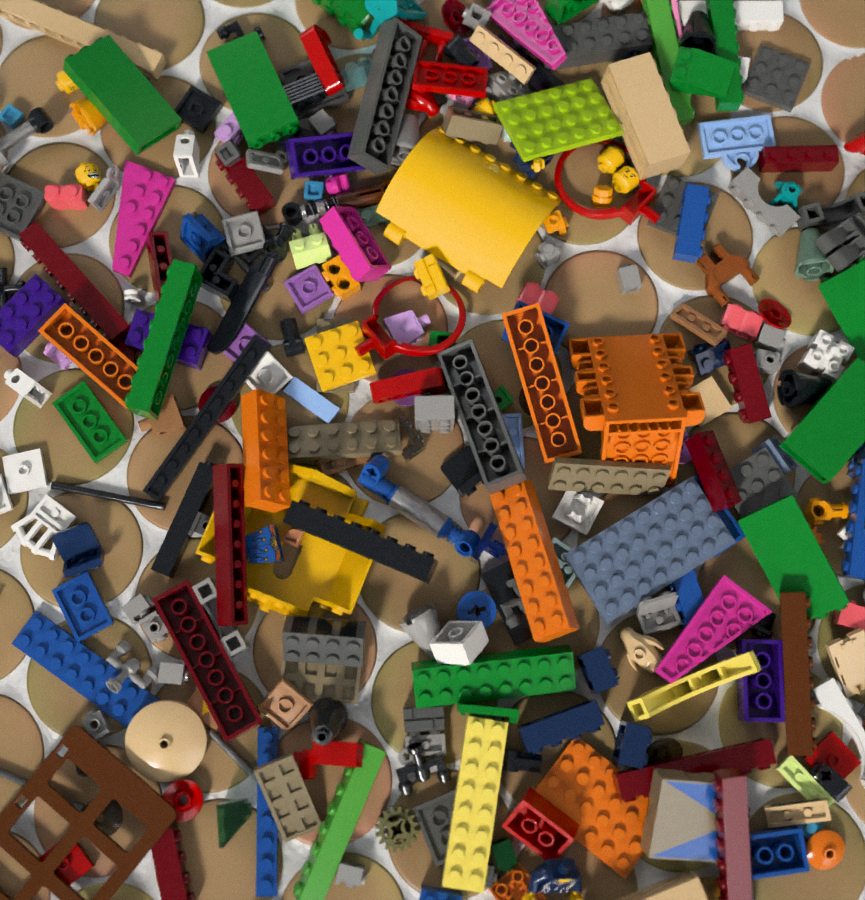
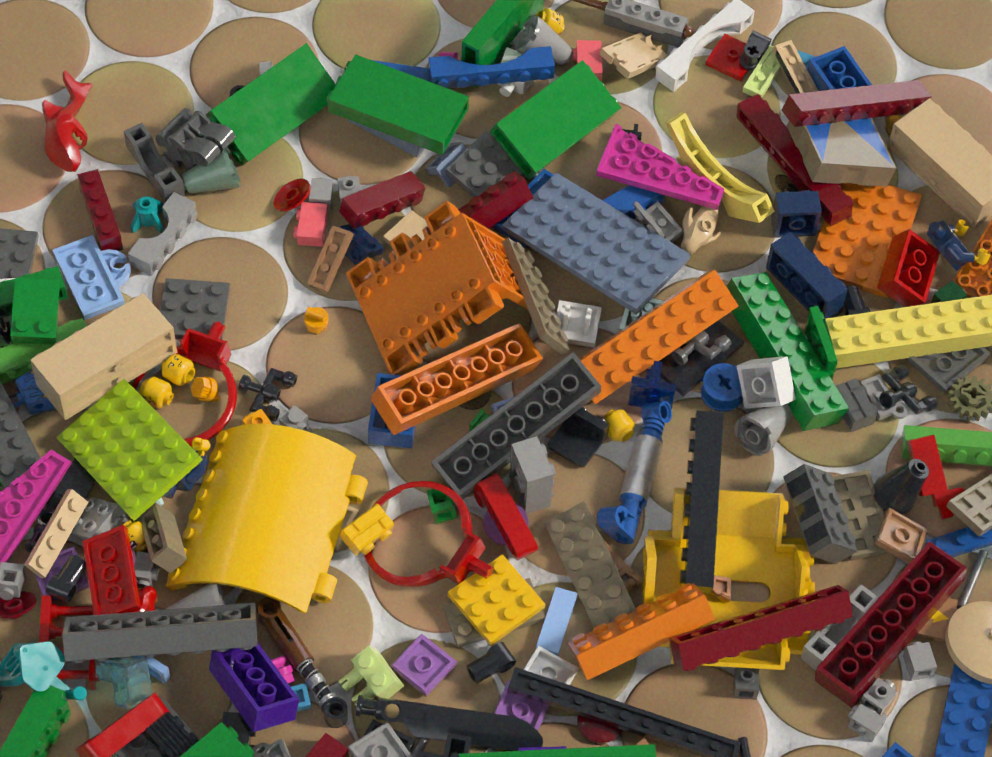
camera: 110 degrees left, 20 degrees down
(129, 669) = (936, 703): light grey piece -> none
(179, 531) = (747, 705): black brick -> none
(264, 546) = (741, 602): torso -> none
(322, 123) = (206, 712): light grey brick -> none
(339, 278) = (393, 629): light orange brick -> none
(355, 244) = (355, 621): dark pink brick -> none
(371, 217) = (305, 625): sand green plate -> none
(406, 327) = (436, 543): lavender torso -> none
(410, 450) = (569, 493): clear smoke bracket -> none
(468, 509) = (620, 425): none -> yellow head
(533, 294) = (354, 421): coral brick -> none
(586, 243) = (267, 391): none -> black piece
(597, 669) = (738, 256): dark blue brick -> none
(628, 279) = (298, 339): light grey brick -> none
(644, 298) = (316, 319): none -> light orange piece
(691, 223) = (215, 289): blue brick -> none
(724, 270) = (259, 254): dark orange connector -> none
(762, 693) = (704, 113): dark purple brick -> none
(796, 673) = (664, 94): reddish brown brick -> none
(800, 388) = (369, 153): black cone -> none
(820, 844) = (815, 43): orange dish -> none
(825, 356) = (325, 141): white brick -> none
(826, 510) = (491, 109): light orange connector -> none

